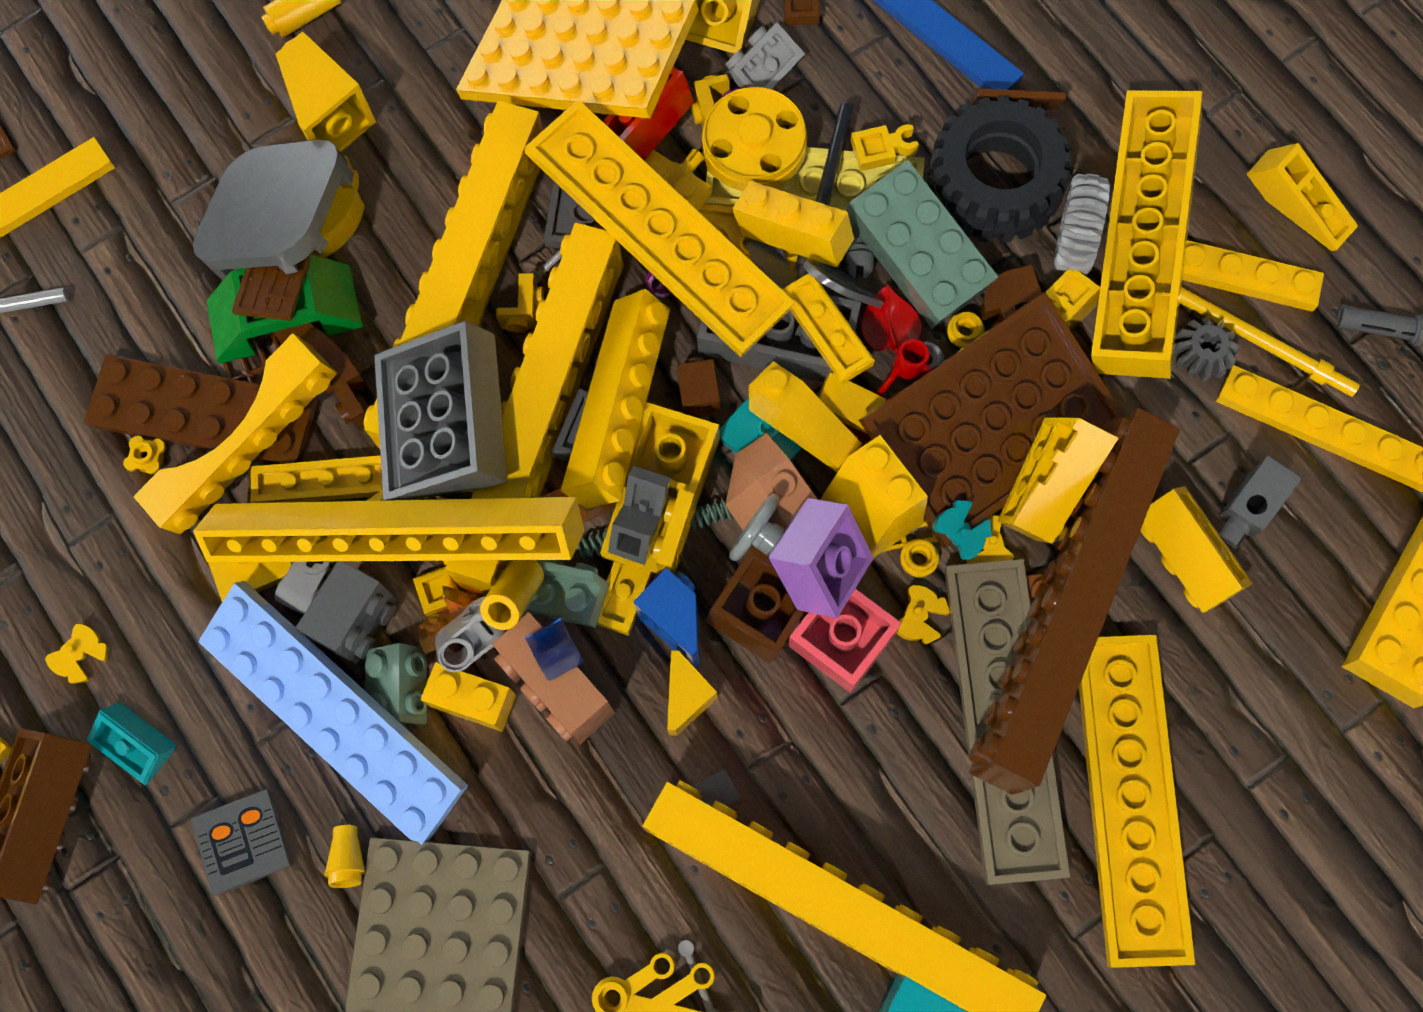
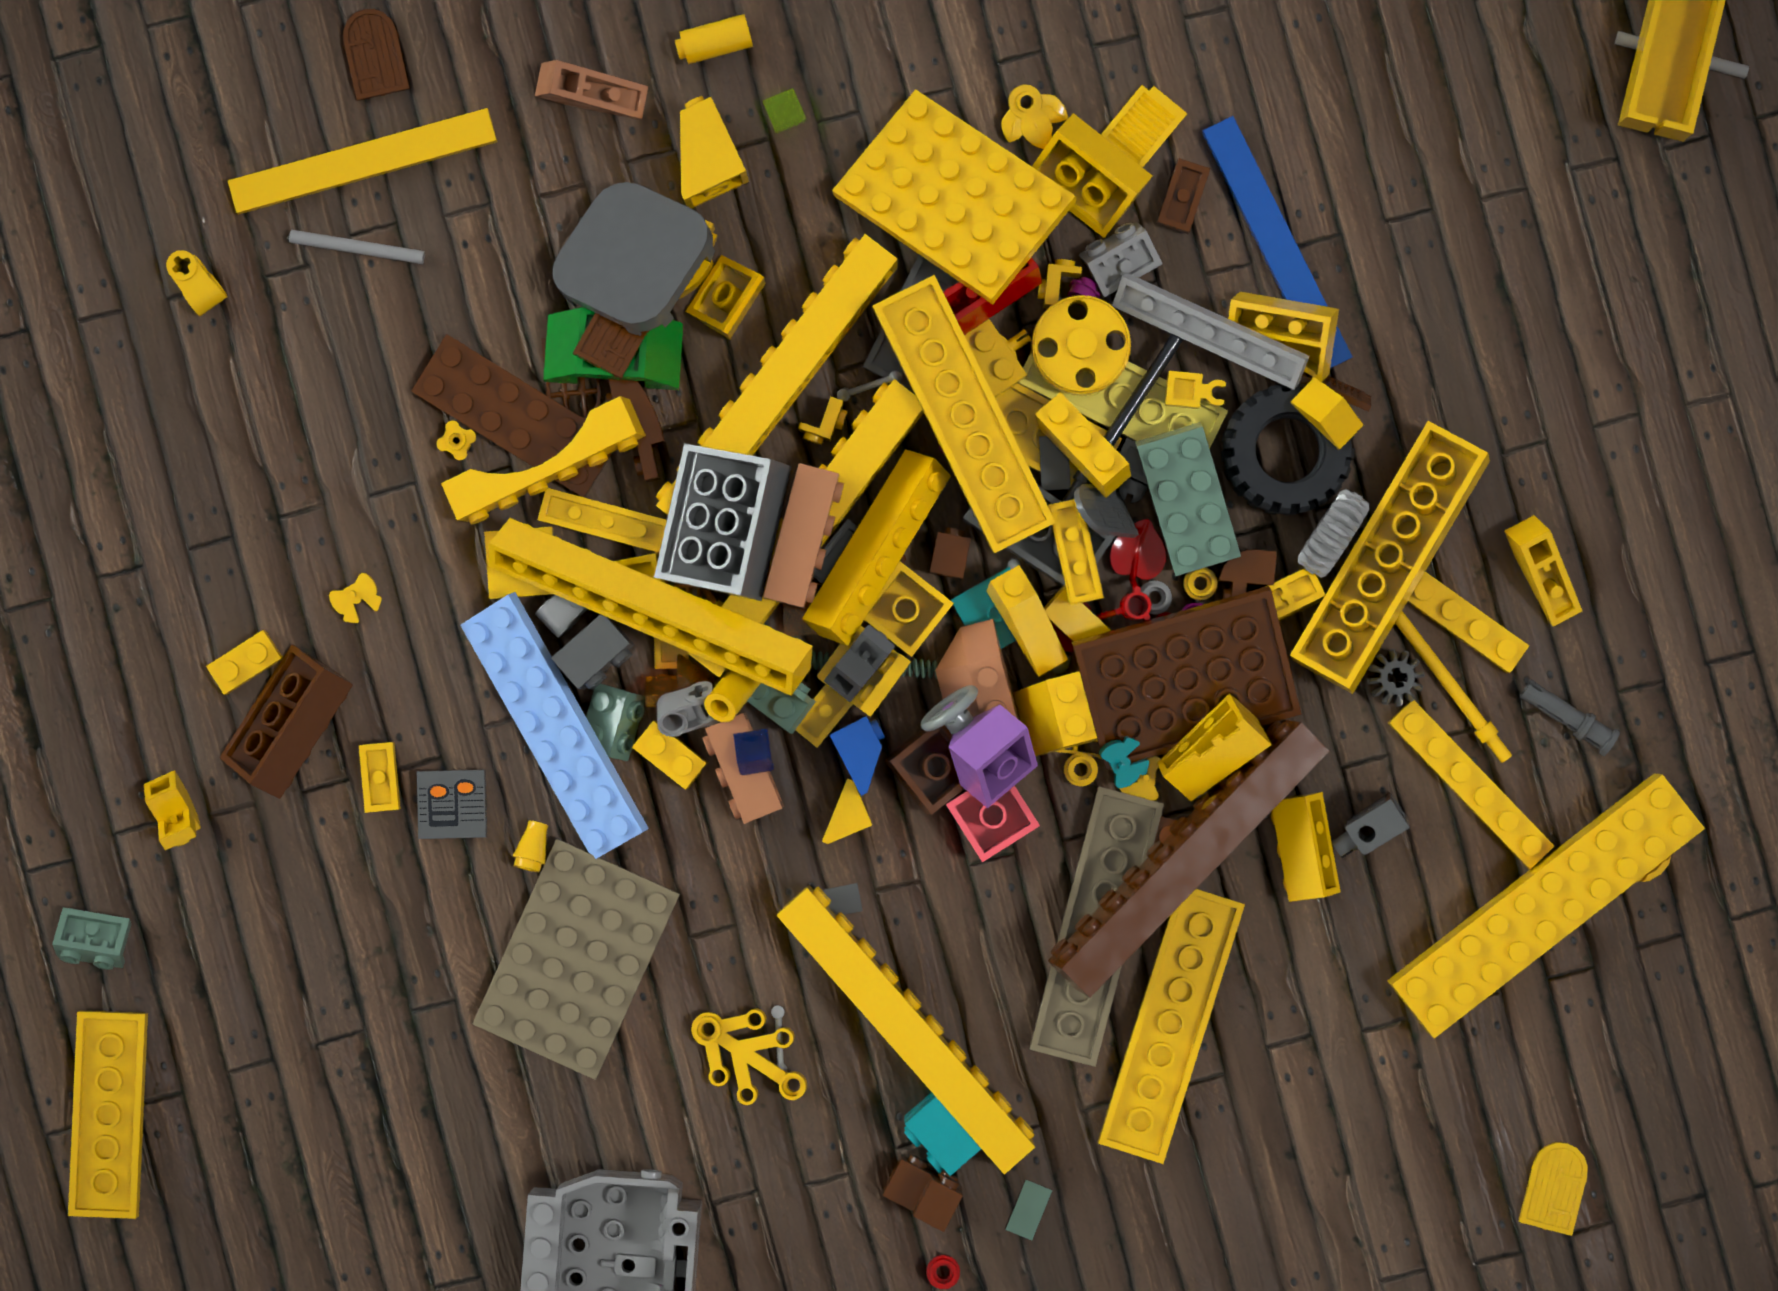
camera: 15 degrees right, 15 degrees up
(130, 742) = (382, 689): teal slope -> none
(149, 840) = (379, 777): none -> yellow plate
(189, 86) = (590, 89): none -> nougat slope
(387, 224) = (726, 296): none -> yellow slope
(389, 47) = (784, 110): none -> clear neon green tile
(530, 400) = (802, 535): none -> nougat brick
(881, 82) = (1210, 331): none -> light grey plate
(920, 603) = (1067, 806): yellow piece -> none
(949, 60) = (1292, 323): none -> yellow wedge
(1028, 103) = (1327, 412): none -> yellow slope

